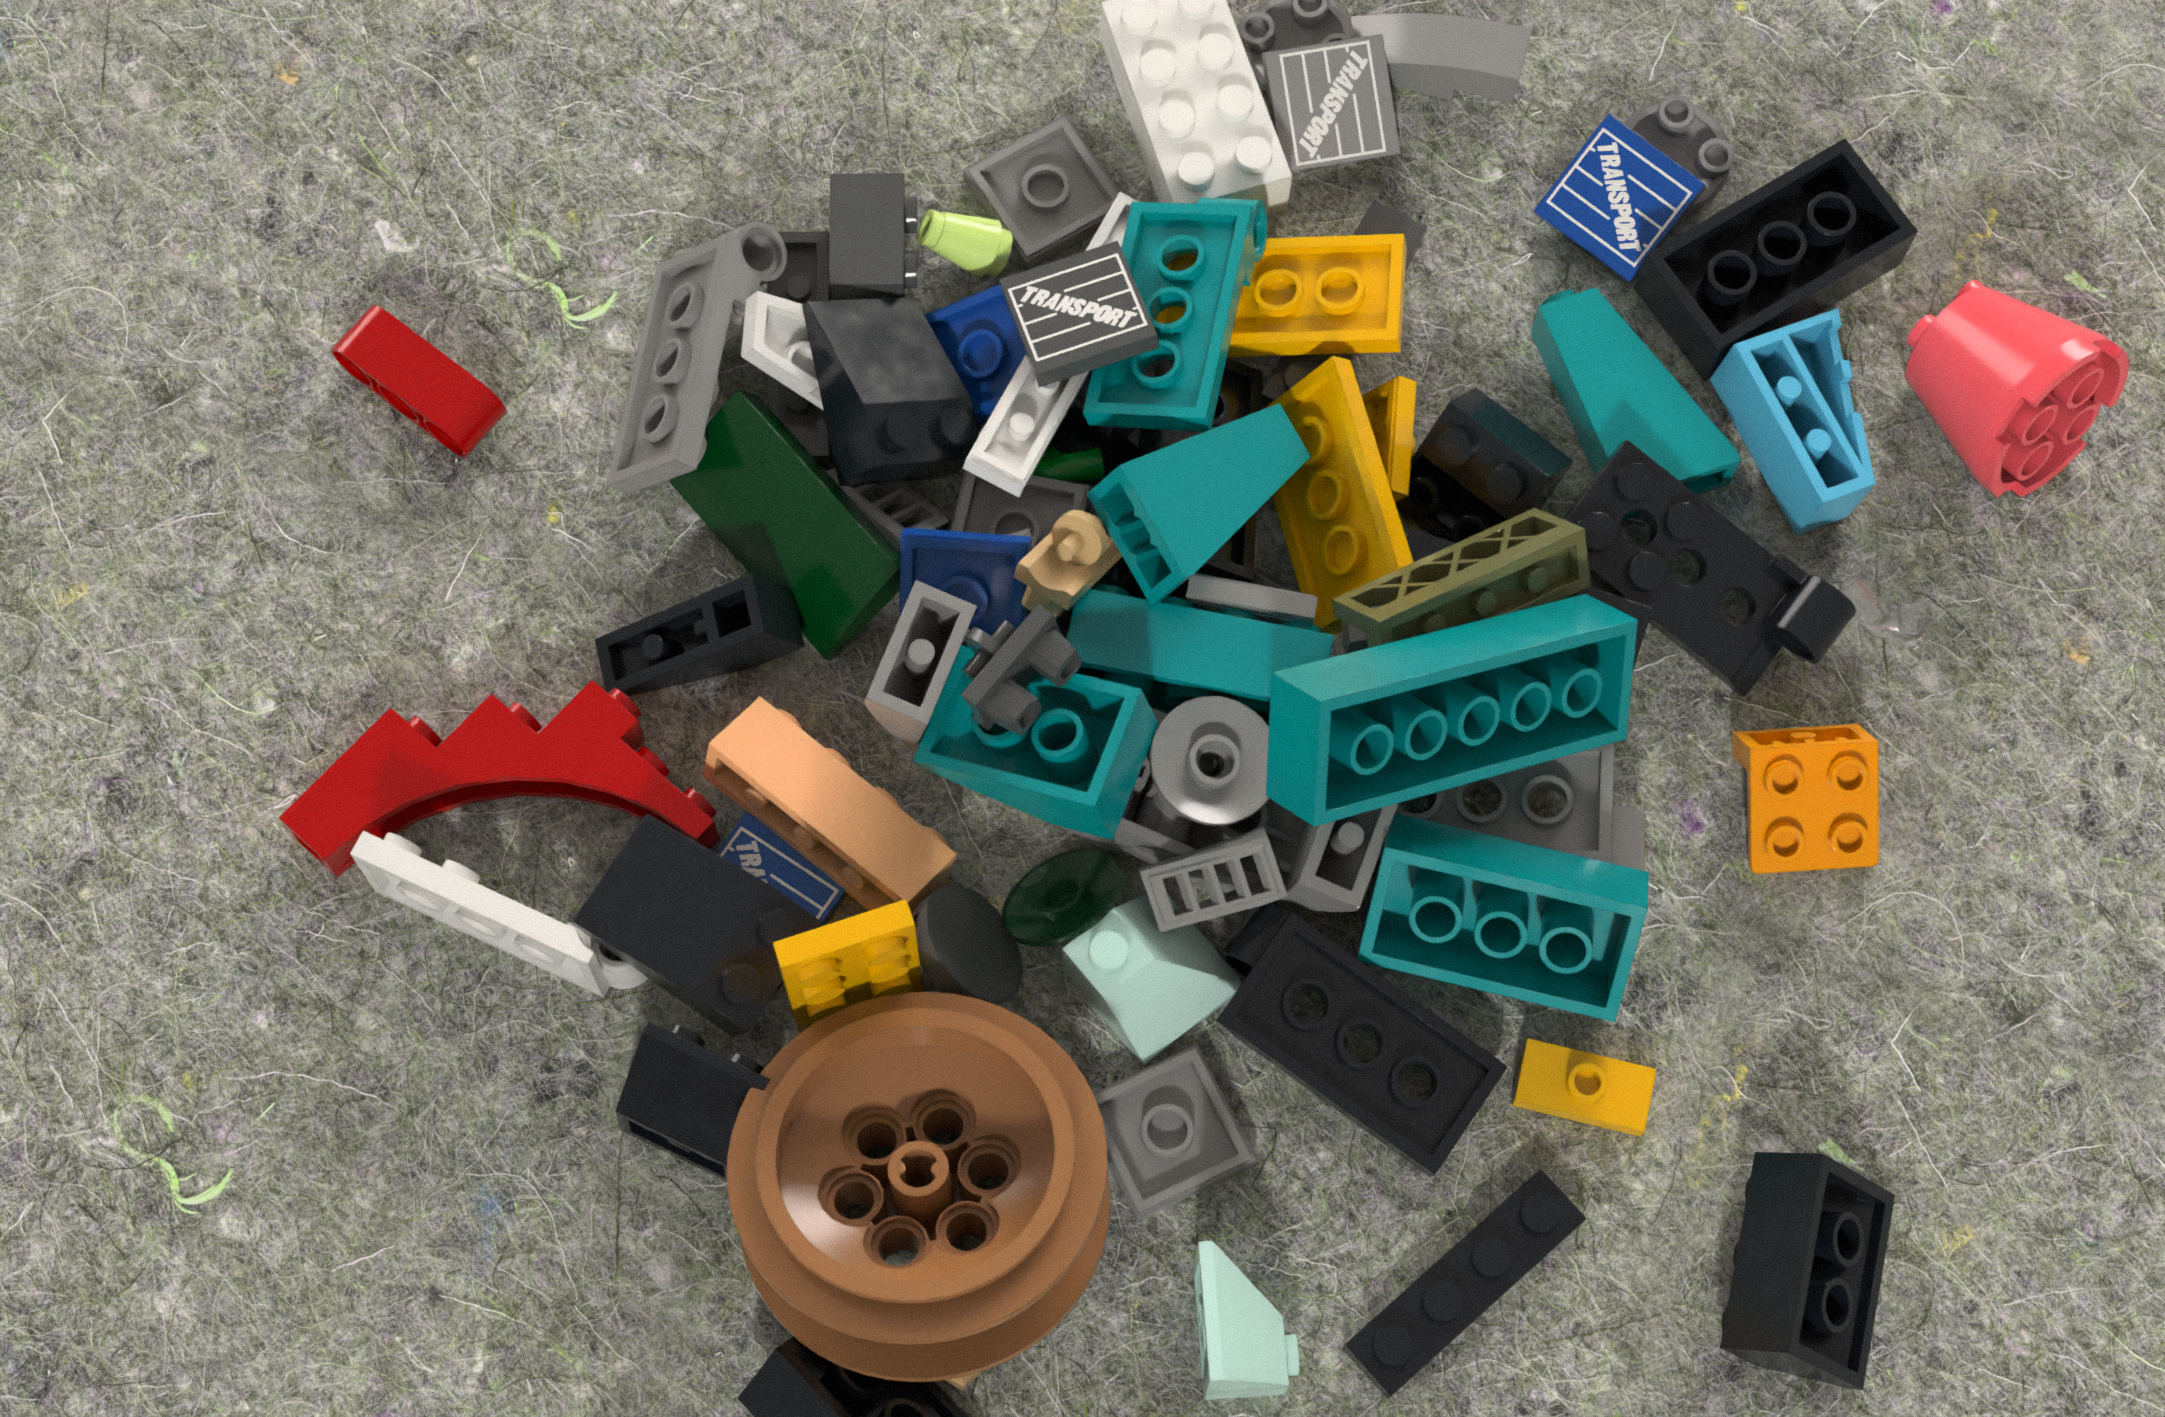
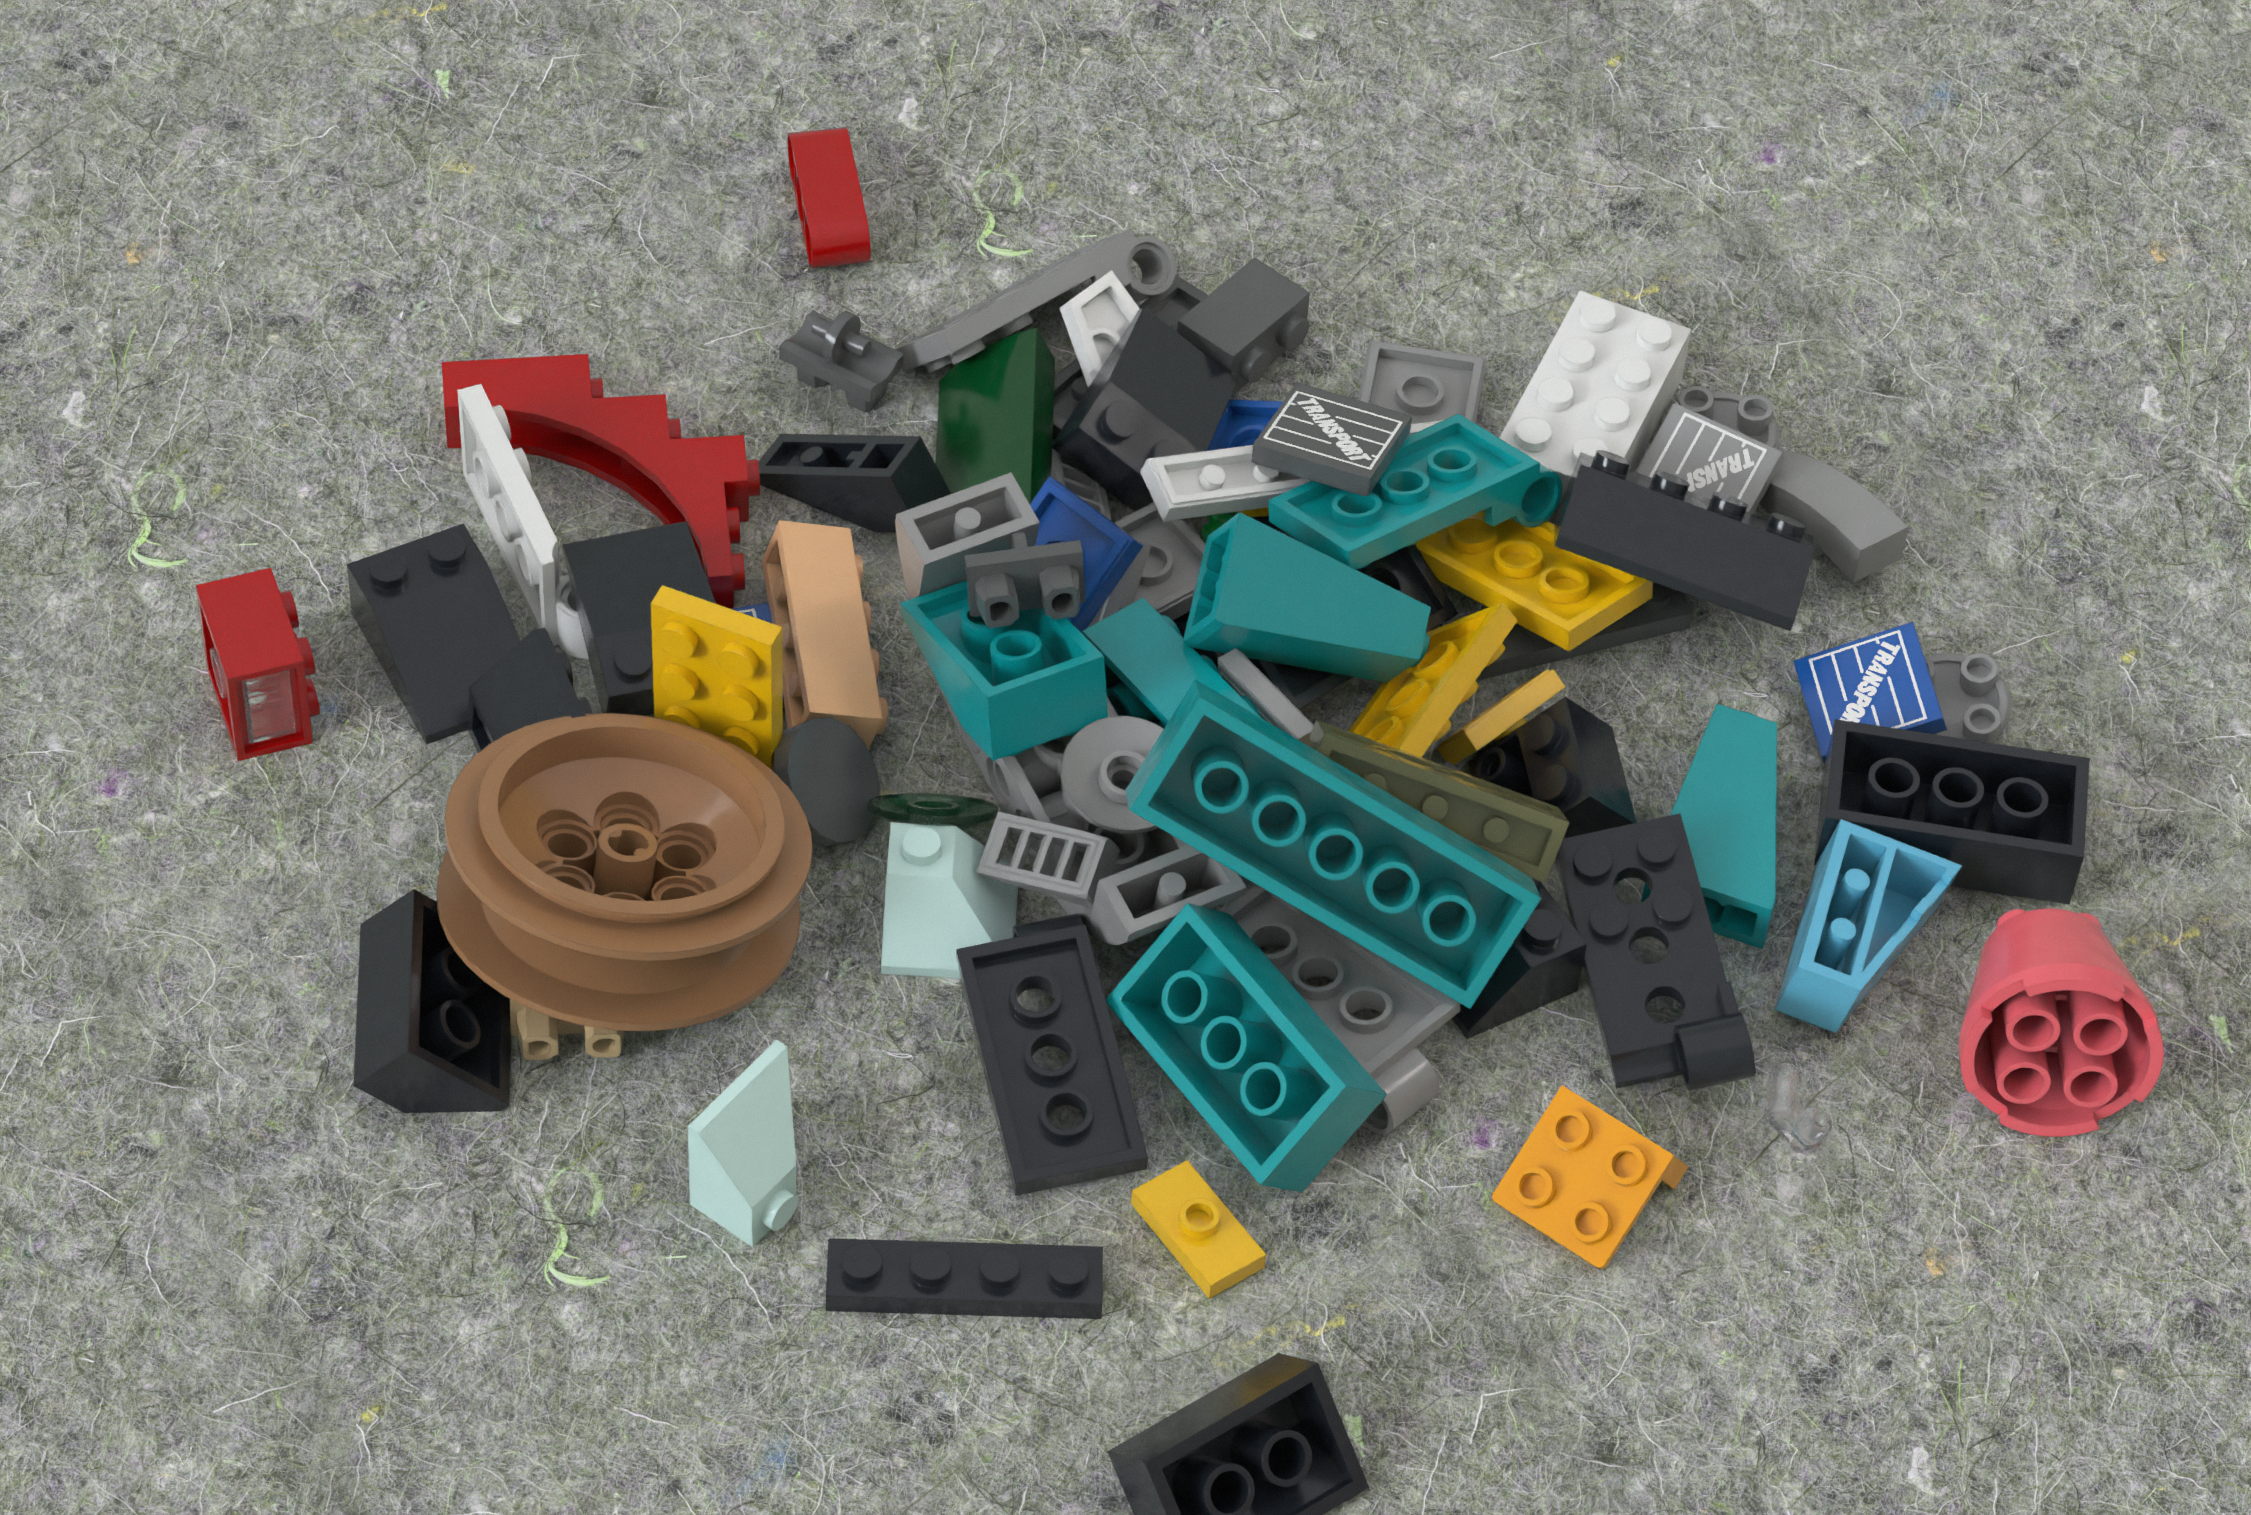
camera: 40 degrees right, 20 degrees down
(418, 1239) = (257, 663): none -> red piece
(523, 1067) = (432, 624): none -> black slope
(585, 532) = (842, 356): none -> dark grey hips
(967, 241) = (1314, 366): yellowish green cone -> none
(1066, 562) = (1150, 570): tan hips -> none
(1170, 1133) = (851, 1018): light grey tile -> none
(1393, 181) = (1685, 538): none -> black slope

